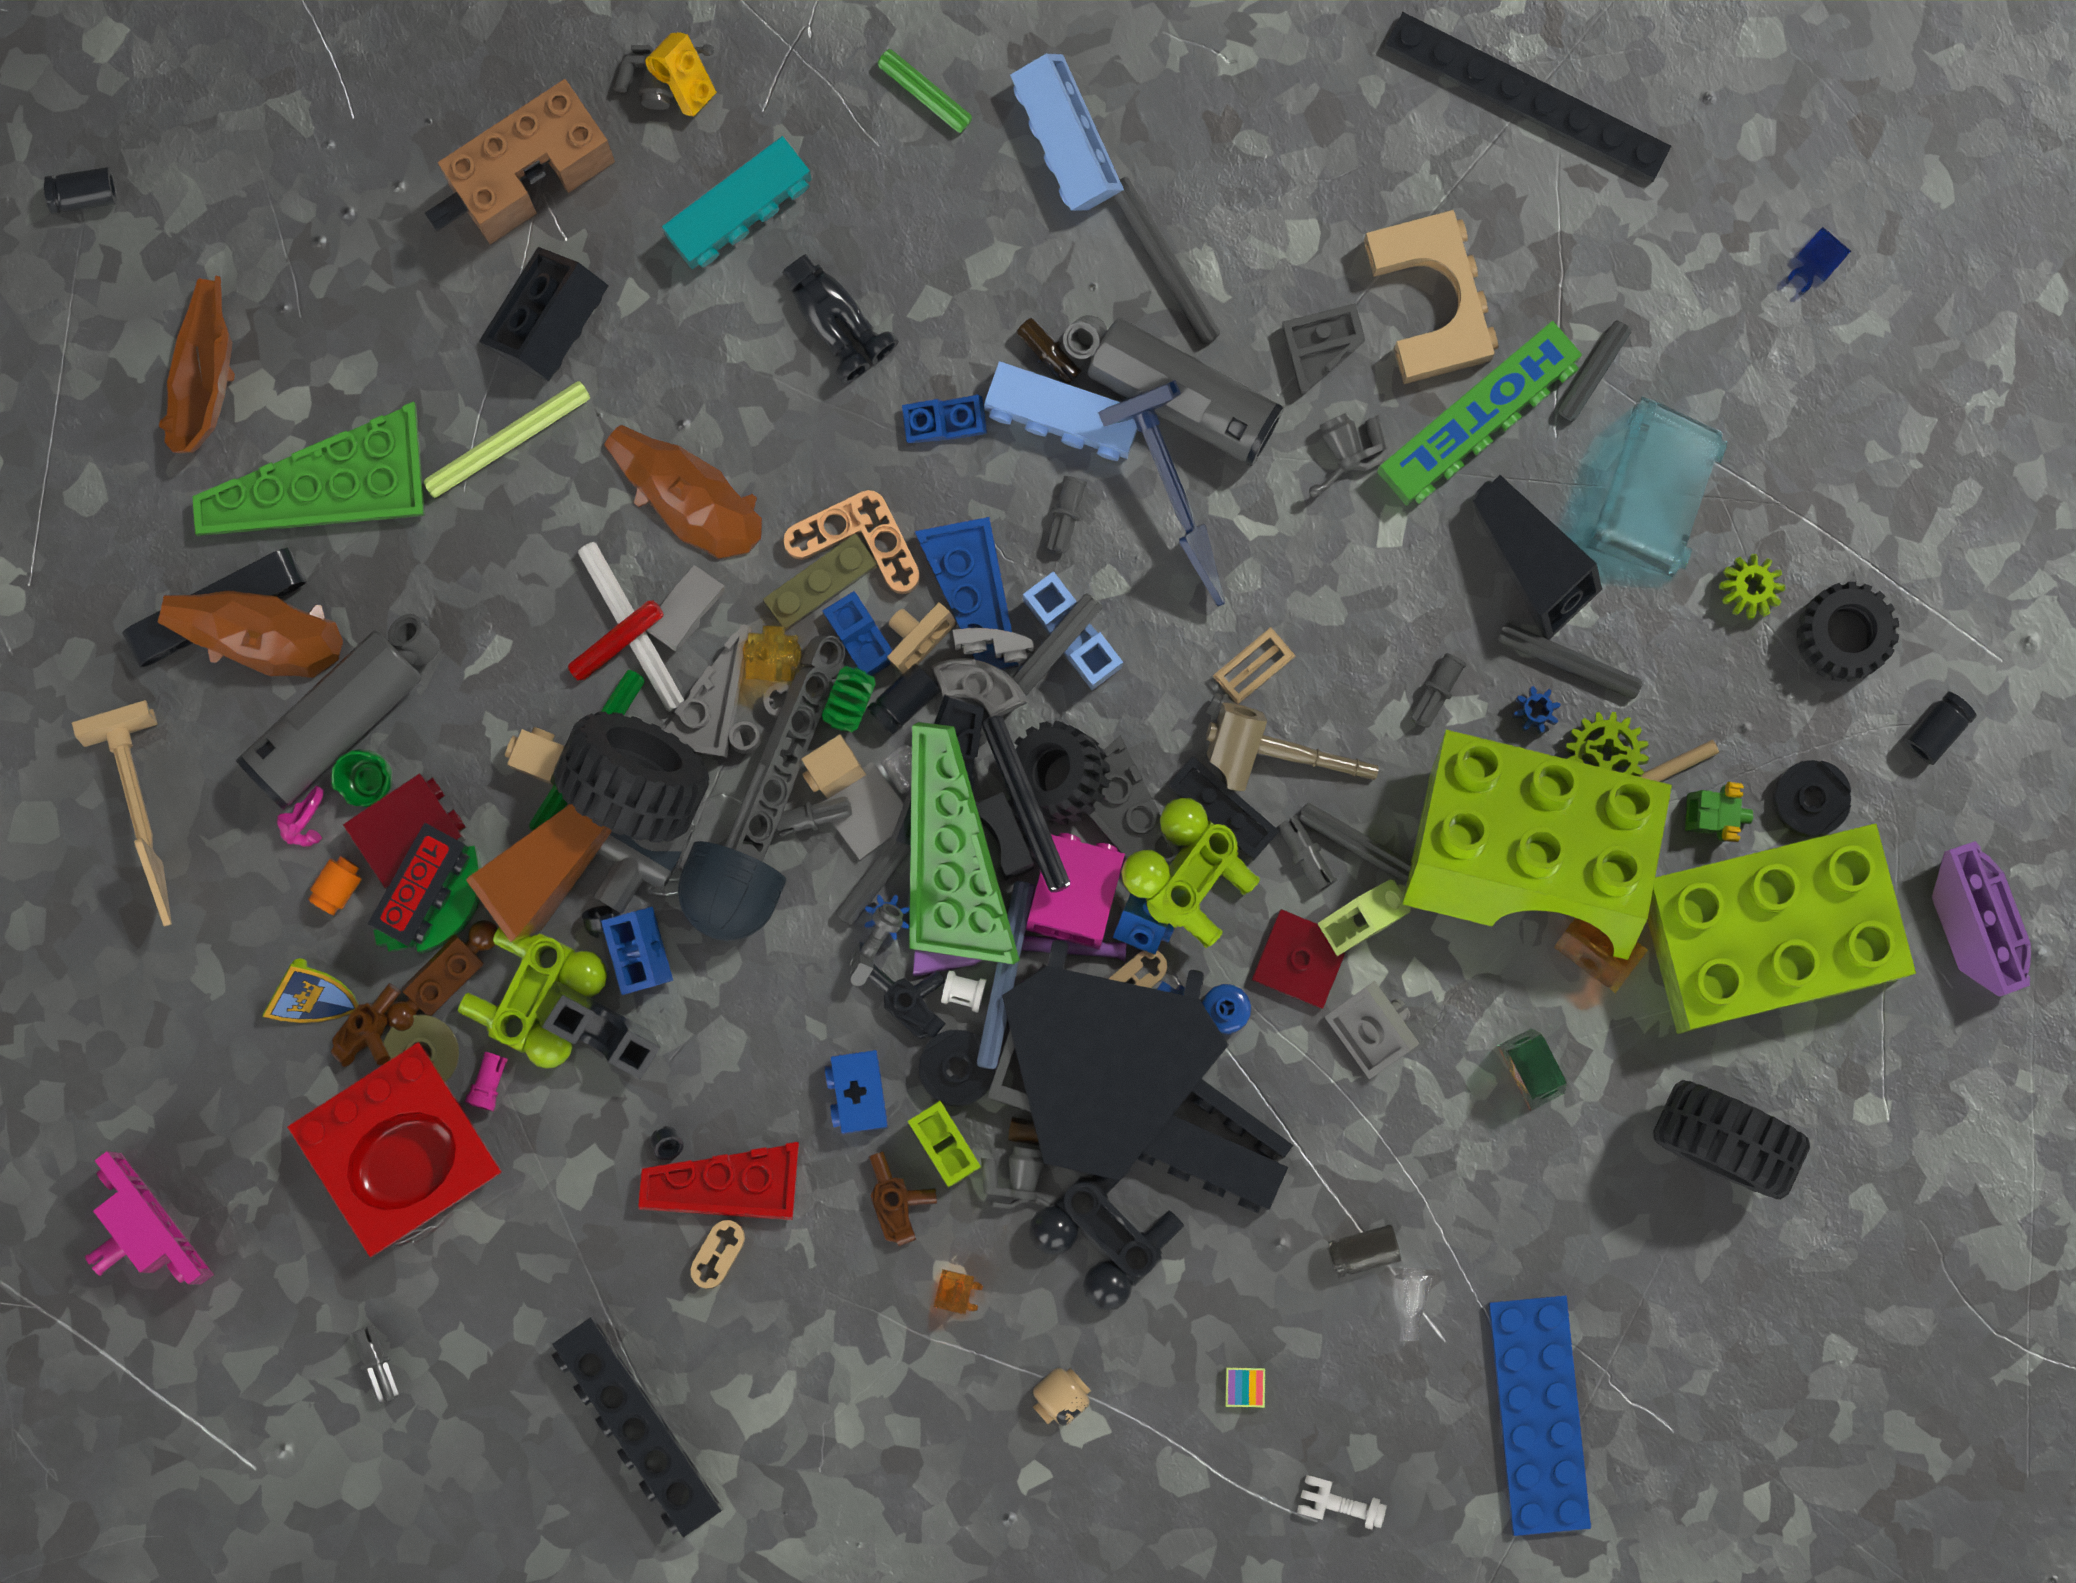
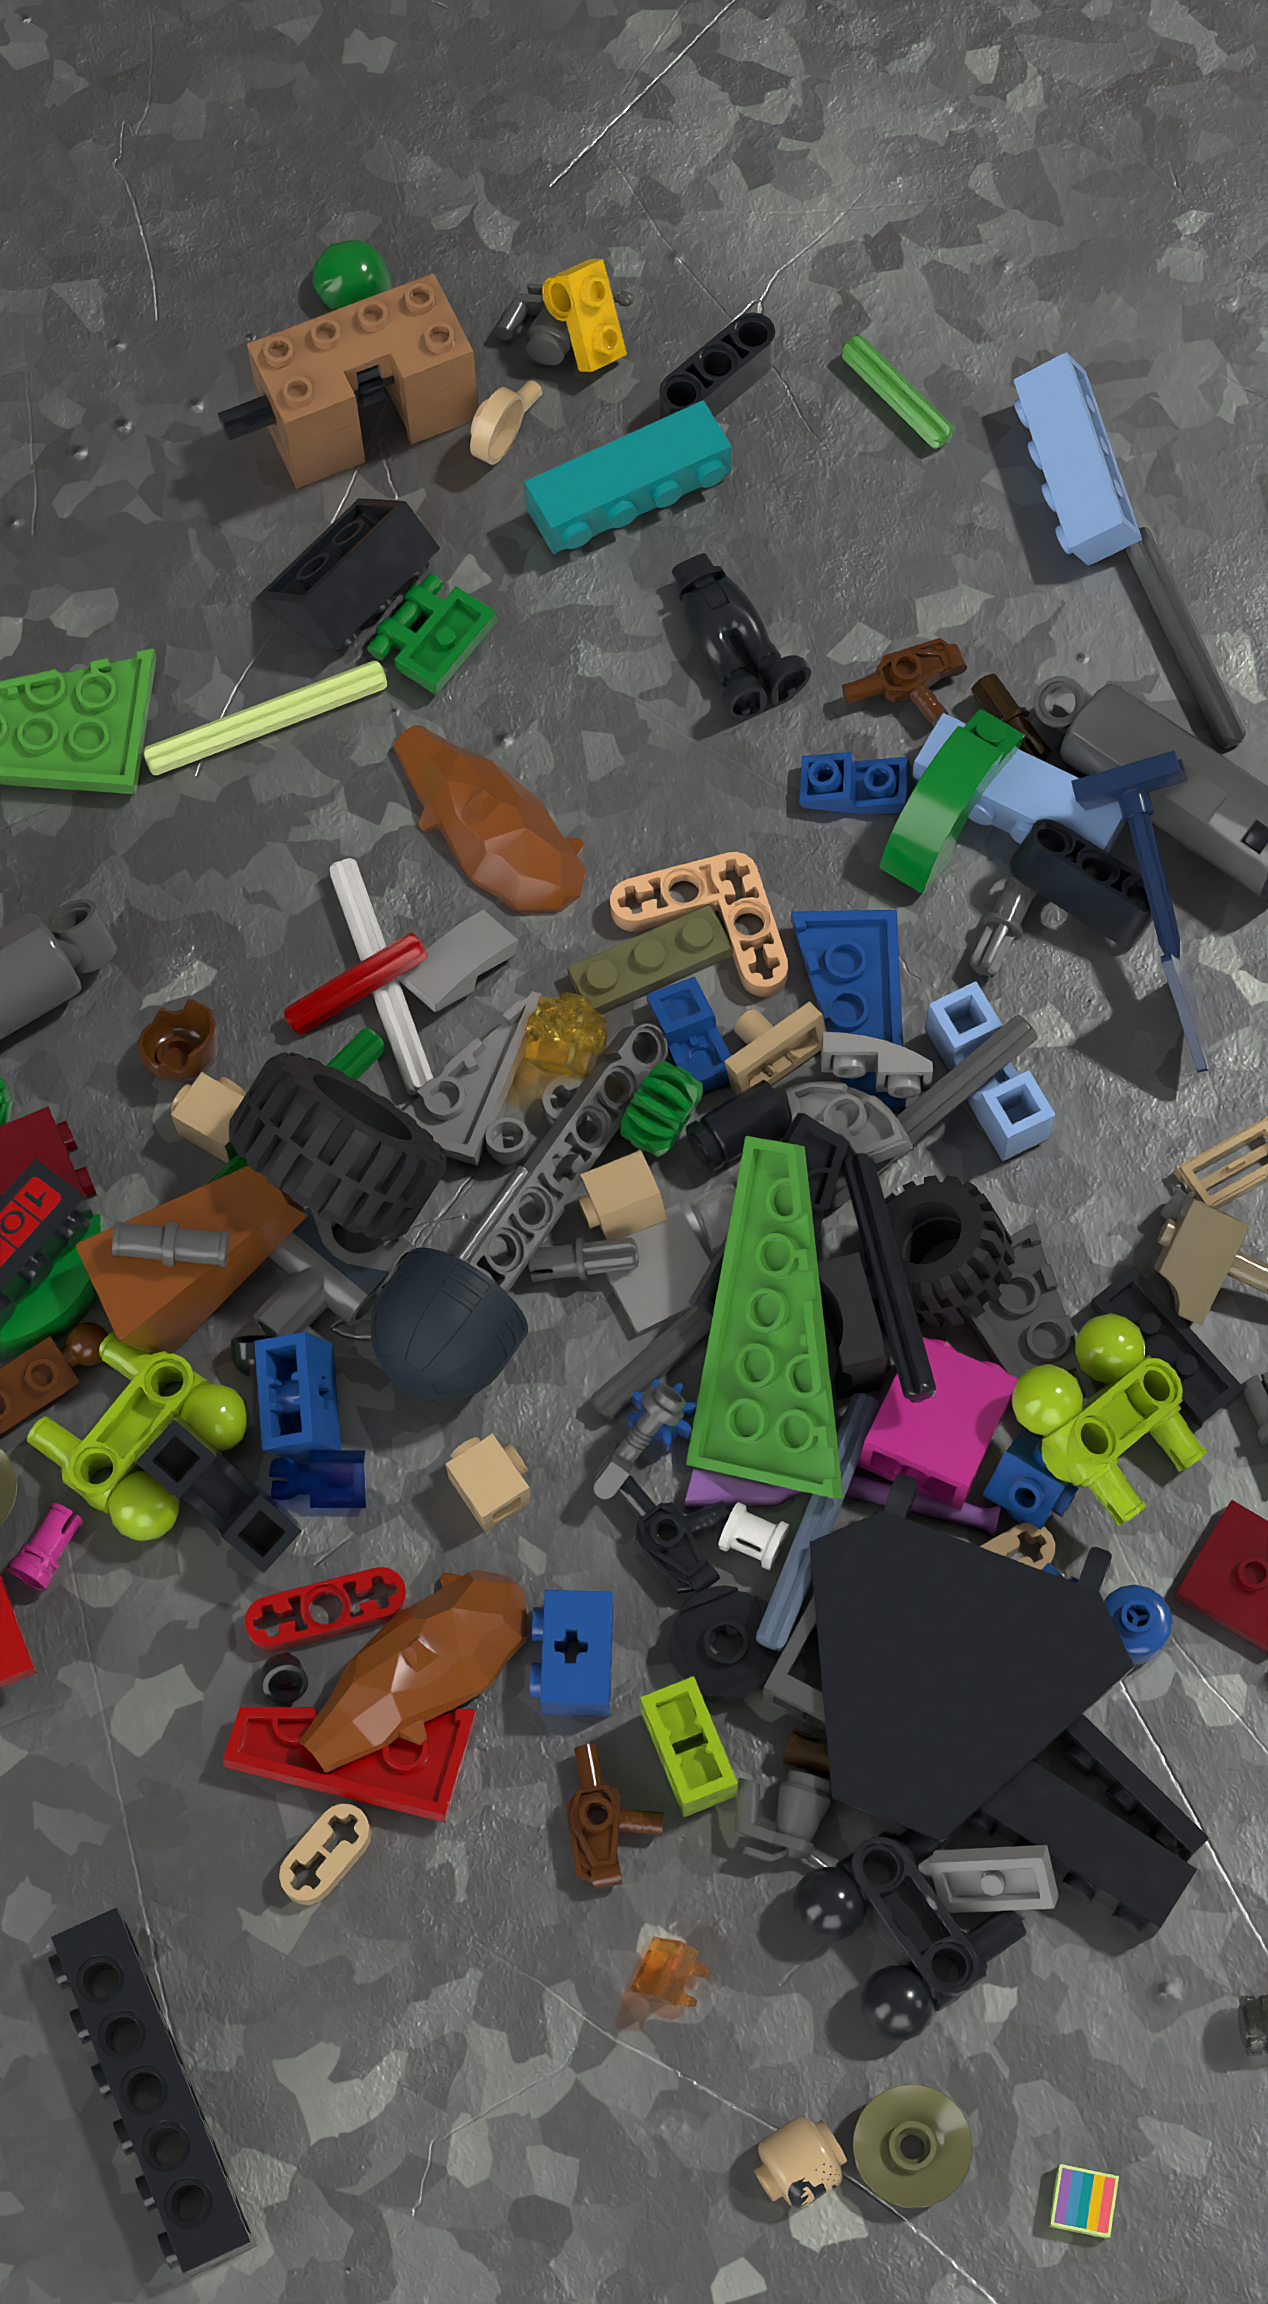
camera: 15 degrees right, 15 degrees down
(496, 61) = (350, 273): none -> green hair
(499, 705) = (180, 1042): none -> reddish brown hair
(533, 871) = (170, 1244): none -> dark grey pin
(625, 356) = (444, 639): none -> green plate
(632, 169) = (499, 421): none -> tan piece
(668, 1002) = (329, 1478): none -> clear blue plate
(707, 1070) = (306, 1595): none -> red beam
(757, 1119) = (421, 1667): none -> dark orange piece
(778, 983) = (489, 1479): none -> tan brick
(789, 84) = (723, 355): none -> black beam
(968, 328) = (909, 675): none -> reddish brown piece
(1014, 427) = (945, 797): none -> green arch
(1103, 477) = (1083, 881): none -> black beam
(1152, 1373) = (935, 2122): none -> olive dish
(1157, 1196) = (994, 1879): none -> light grey plate

